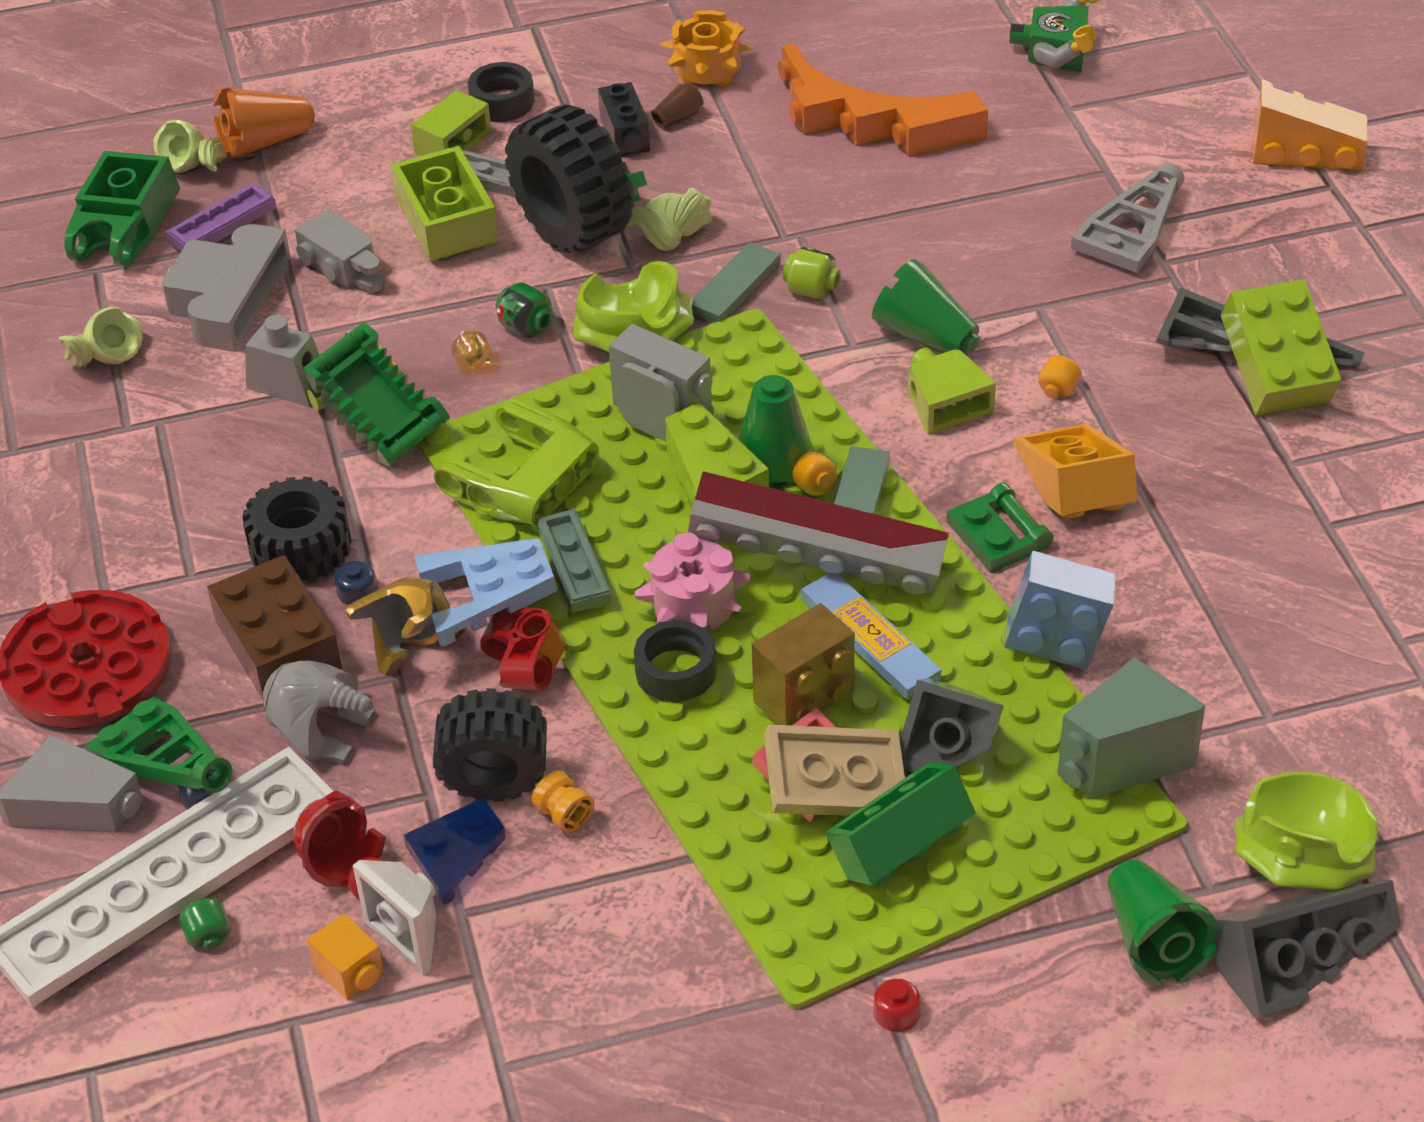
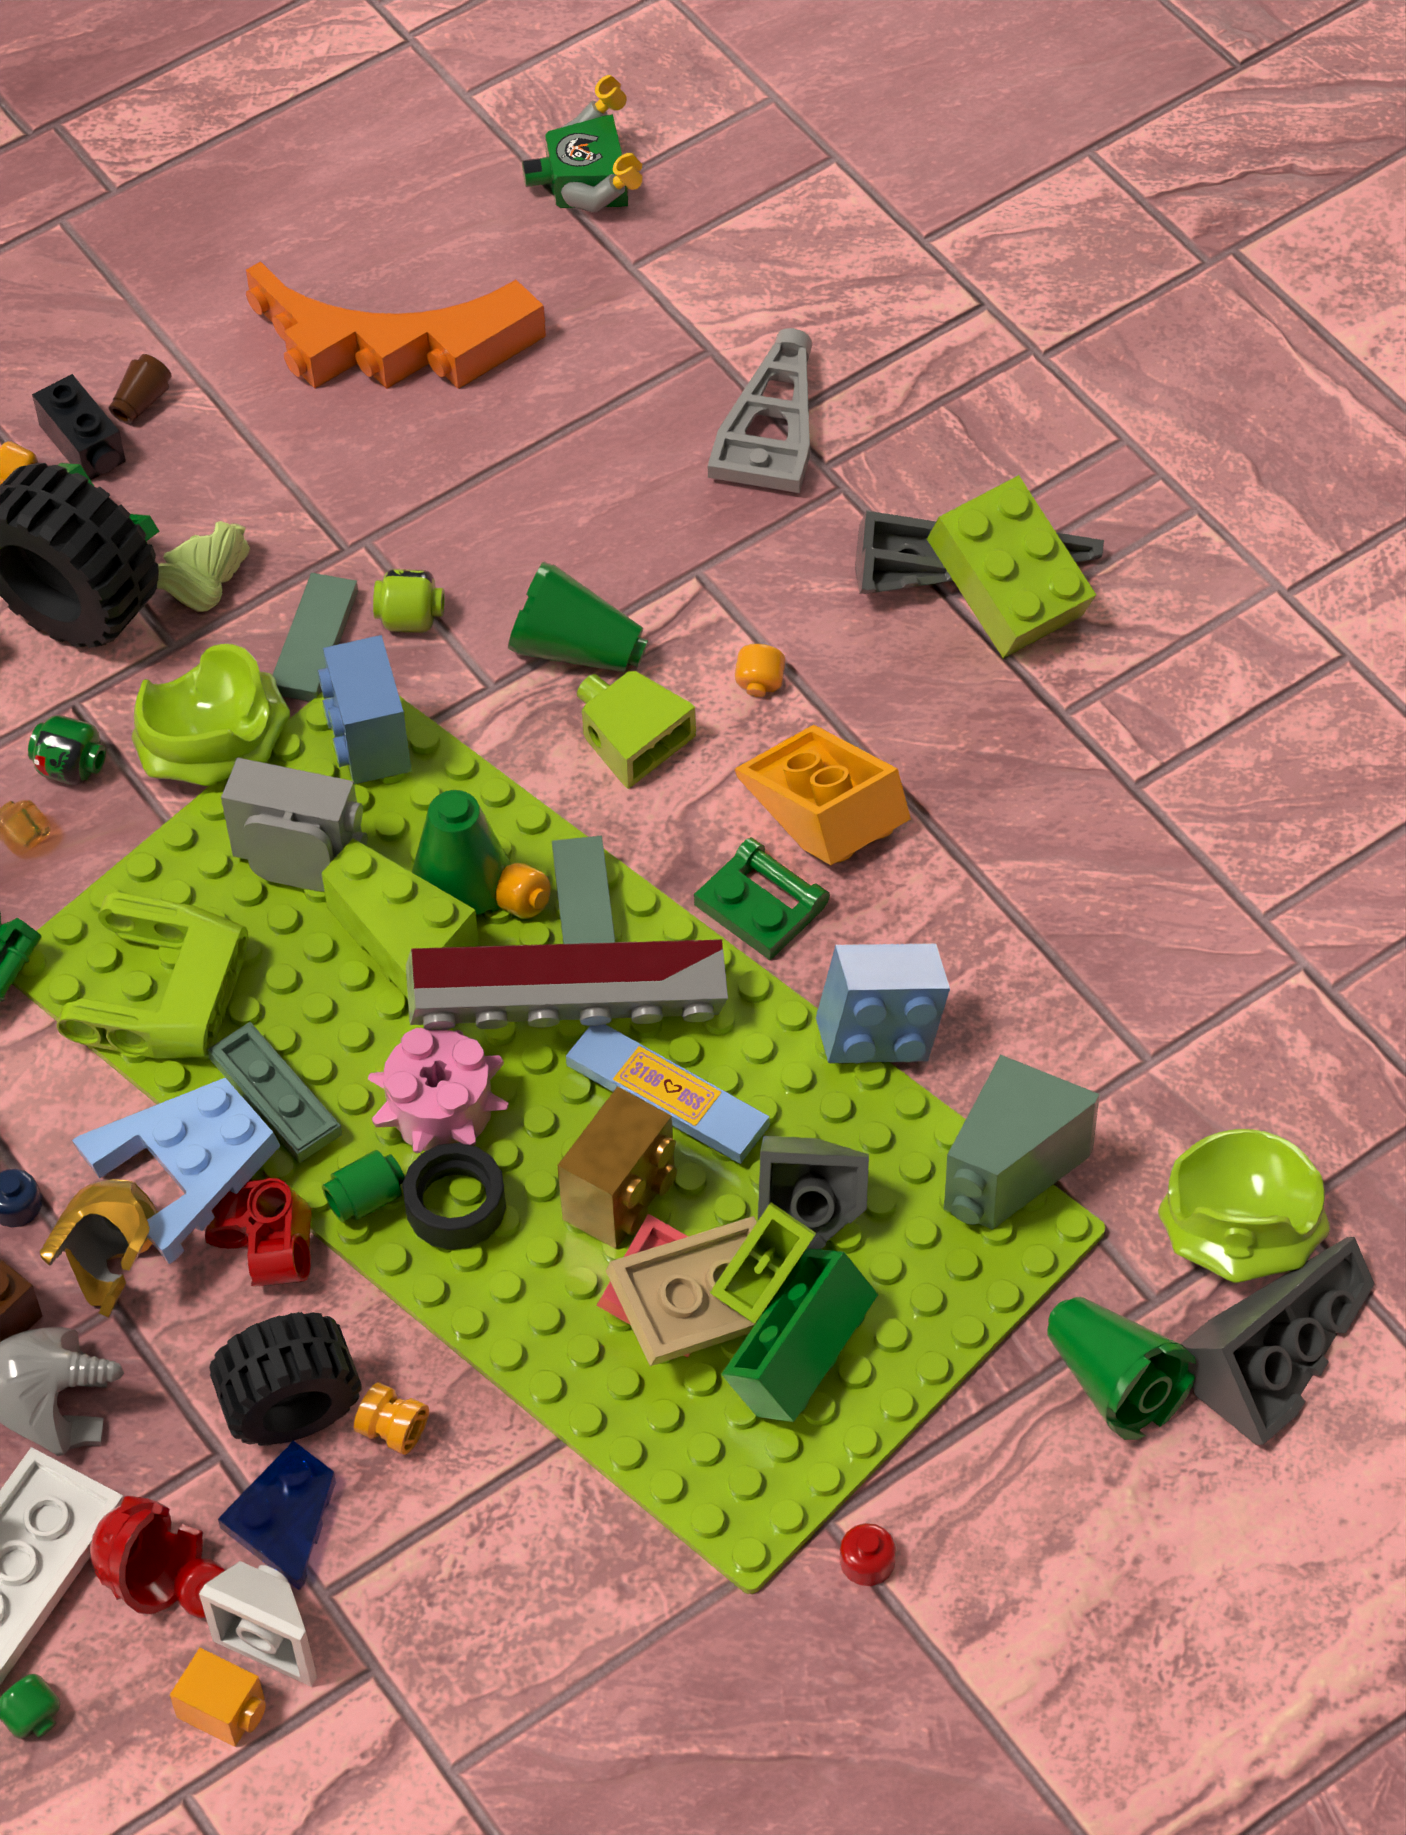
camera: 20 degrees left, 10 degrees up
(609, 635) = (364, 1186): none -> green brick
(706, 48) = (146, 294): light orange brick -> none
(743, 325) = (364, 710): none -> medium blue brick
(888, 757) = (762, 1263): none -> lime slope
(1307, 133) = (939, 242): light orange wedge -> none

